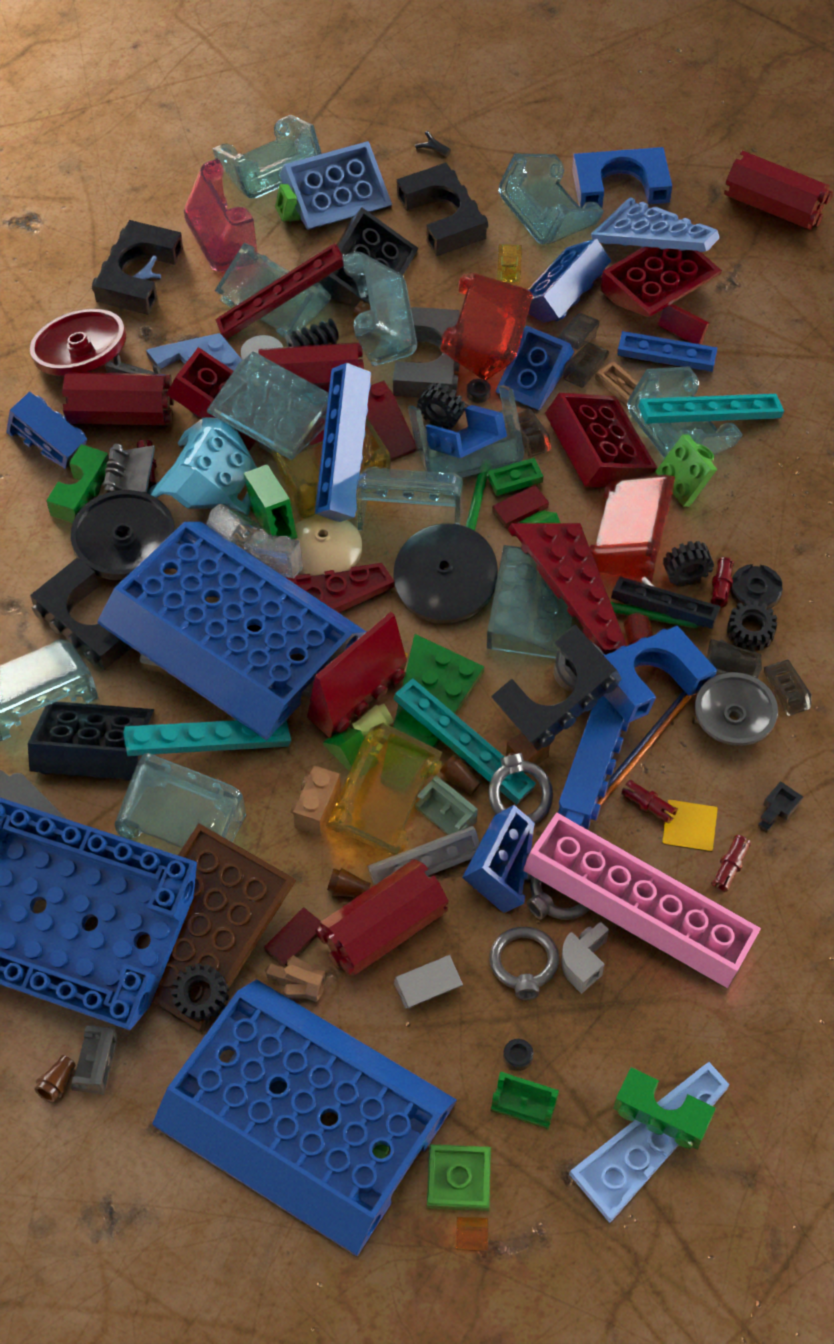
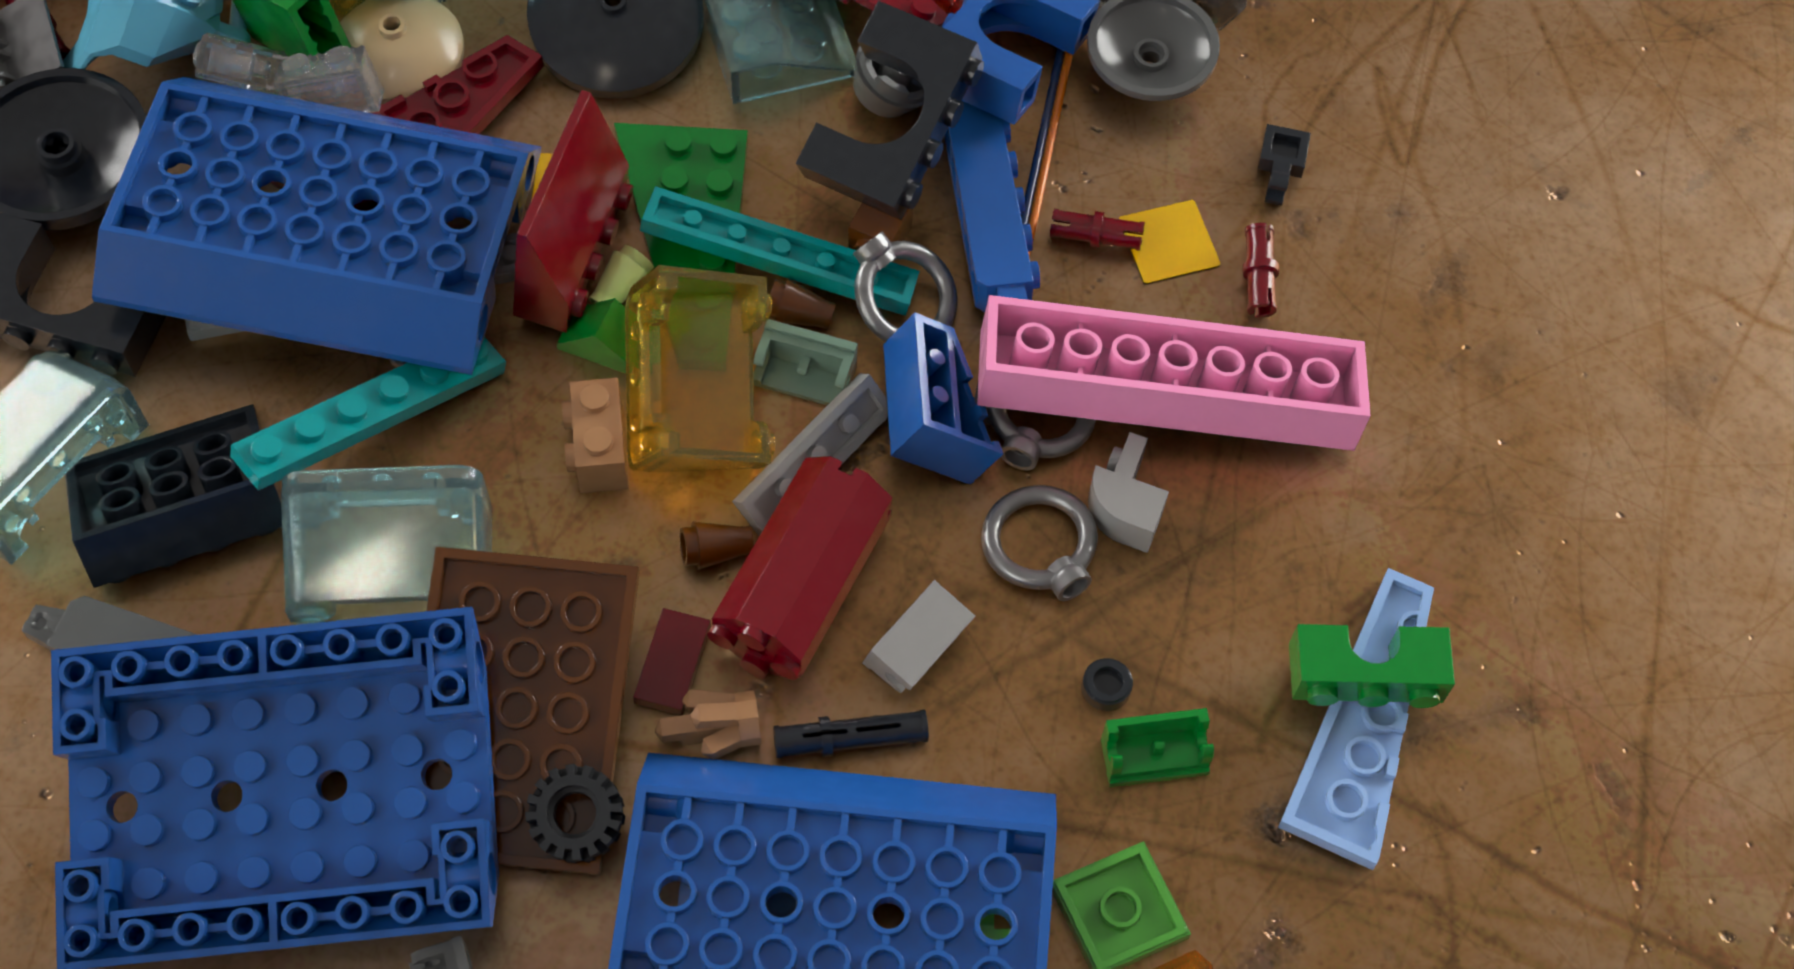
camera: 30 degrees left, 5 degrees up
(356, 1014) = (852, 733): none -> black pin

